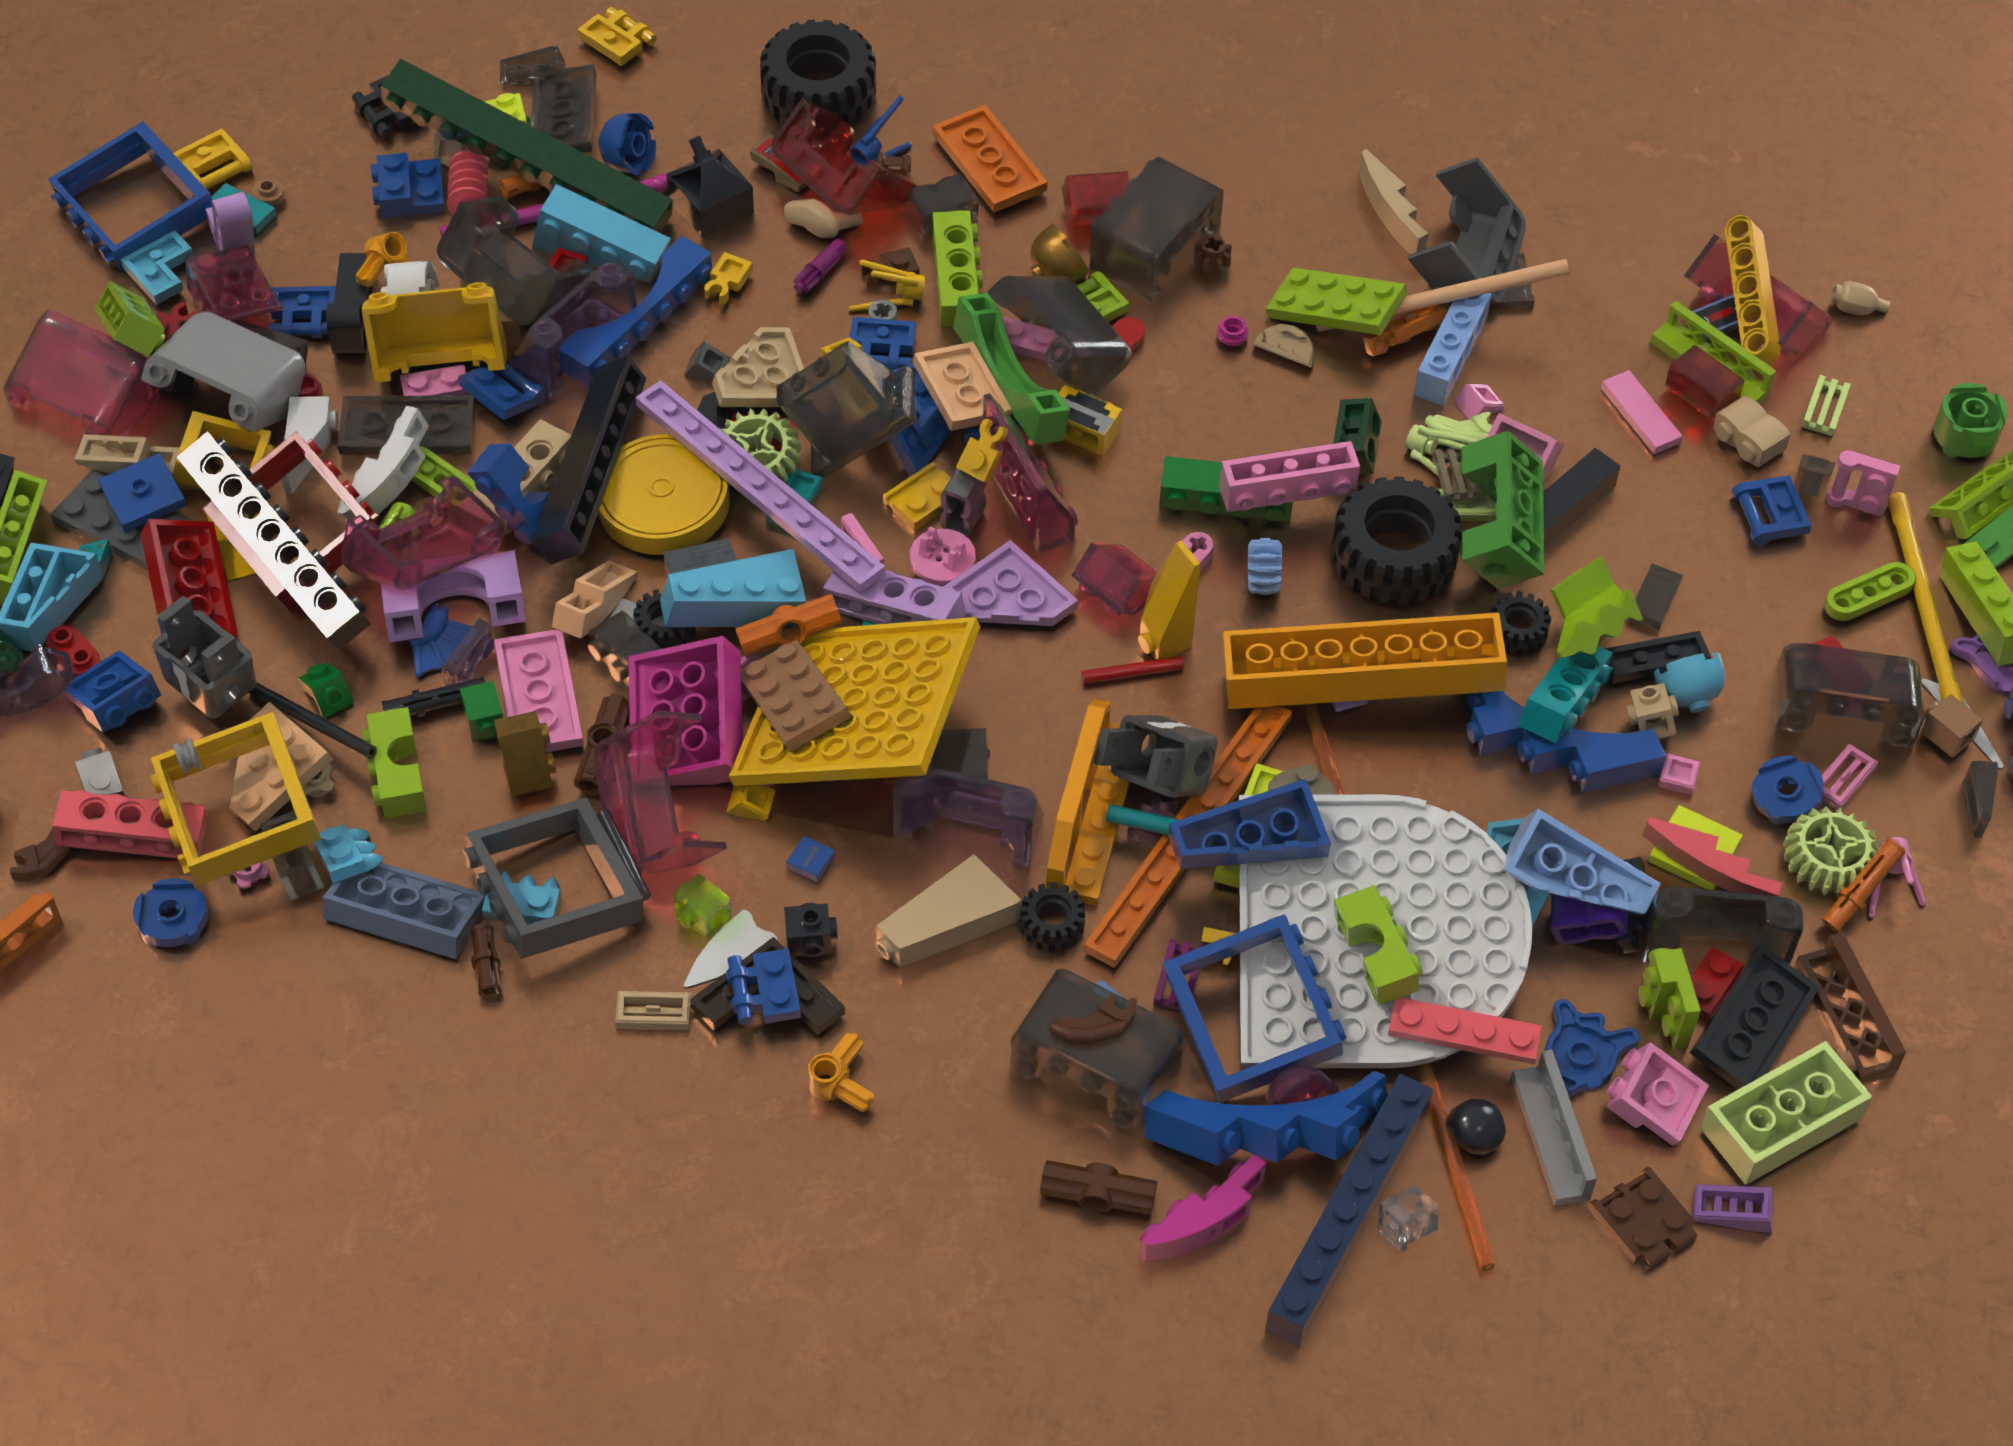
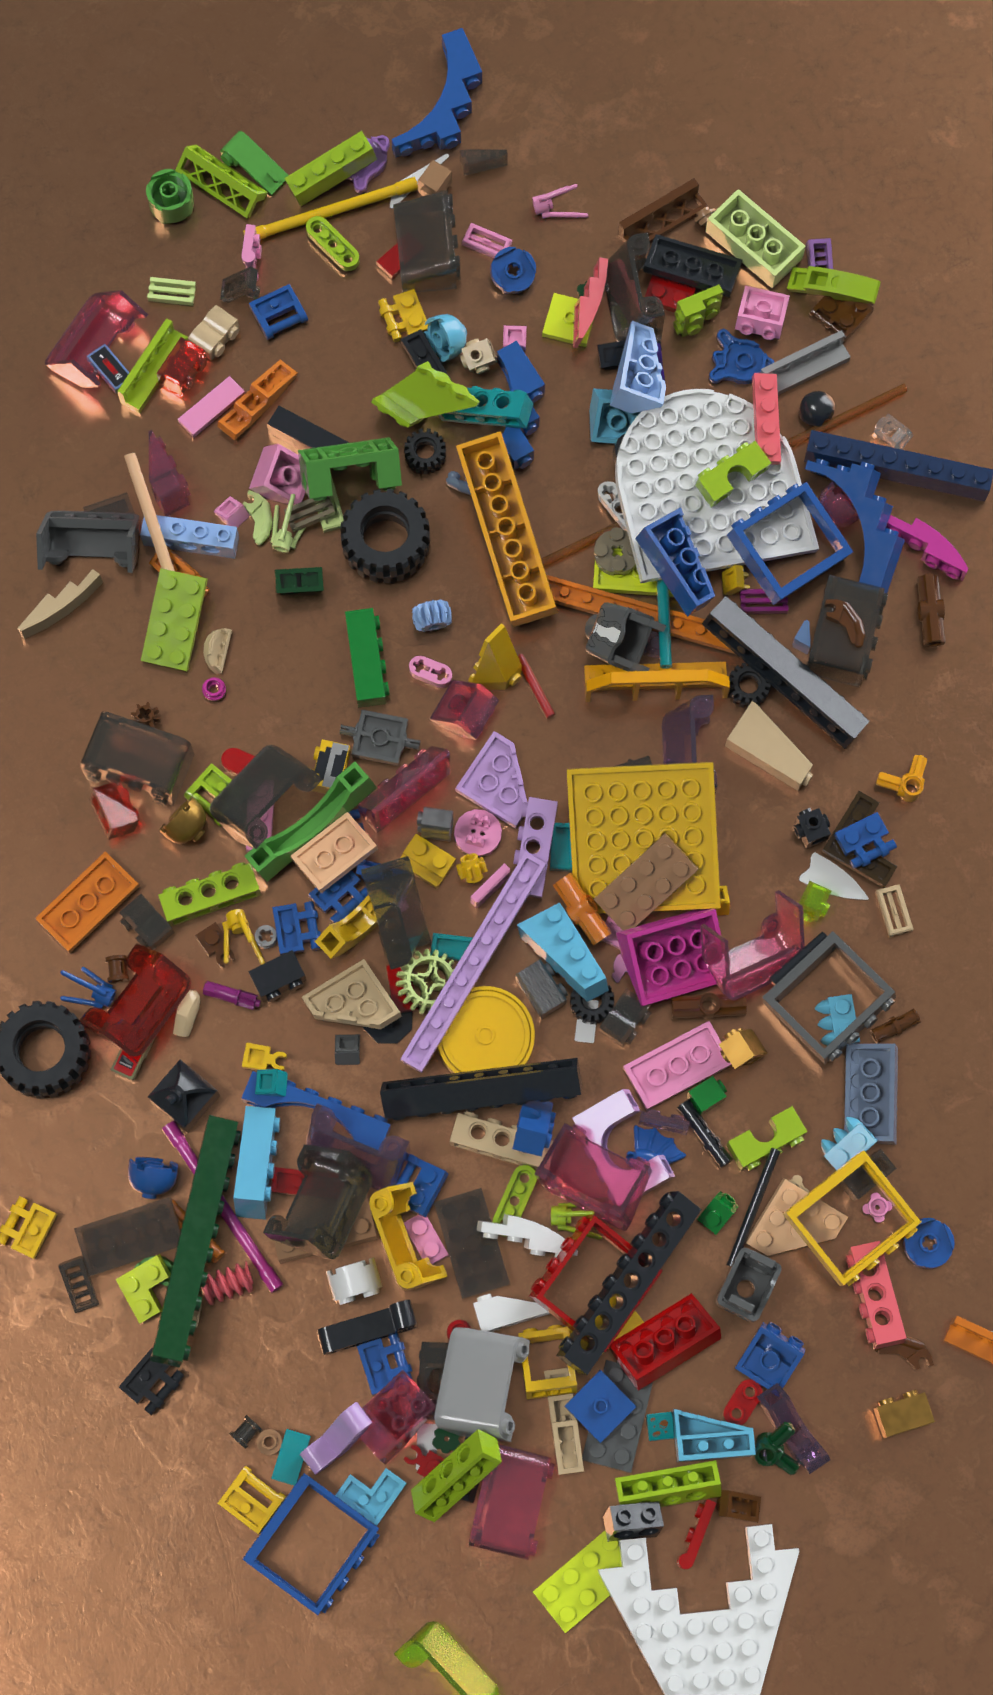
camera: 105 degrees left, 20 degrees up
(98, 772) = (838, 1339): light grey bracket -> none
(187, 756) = (842, 1254): light grey bush -> none
(286, 167) = (245, 1431): none -> clear smoke bush
(378, 256) = (325, 1313): light orange axle -> none
(407, 185) = (233, 1333): blue plate -> none
(592, 598) = (590, 1053): light nougat slope -> none
(686, 264) = (271, 1082): none -> teal slope
(810, 859) = (750, 847): blue tile -> none
(824, 309) = (278, 976): none -> black brick
(893, 531) = (471, 868): none -> yellow gear
(980, 455) = (423, 804): yellow plate -> none
(1054, 946) = (785, 672): none -> brick
(1110, 481) = (380, 737): none -> dark grey plate
(1289, 476) = (366, 606): bright pink brick -> none
(1544, 325) = (166, 483): none -> clear pink slope
(1642, 462) = (257, 400): none -> orange slope
(1657, 595) = (373, 373): clear smoke tile -> none
(1677, 1192) = (833, 283): none -> lime slope
(1744, 280) = (86, 341): yellow beam -> none
(1745, 659) = (410, 312): none -> yellow plate
(1823, 859) = (558, 228): yellowish green gear -> none
(1857, 299) = (67, 282): tan plant -> none
(1858, 891) = (578, 216): orange pin -> none

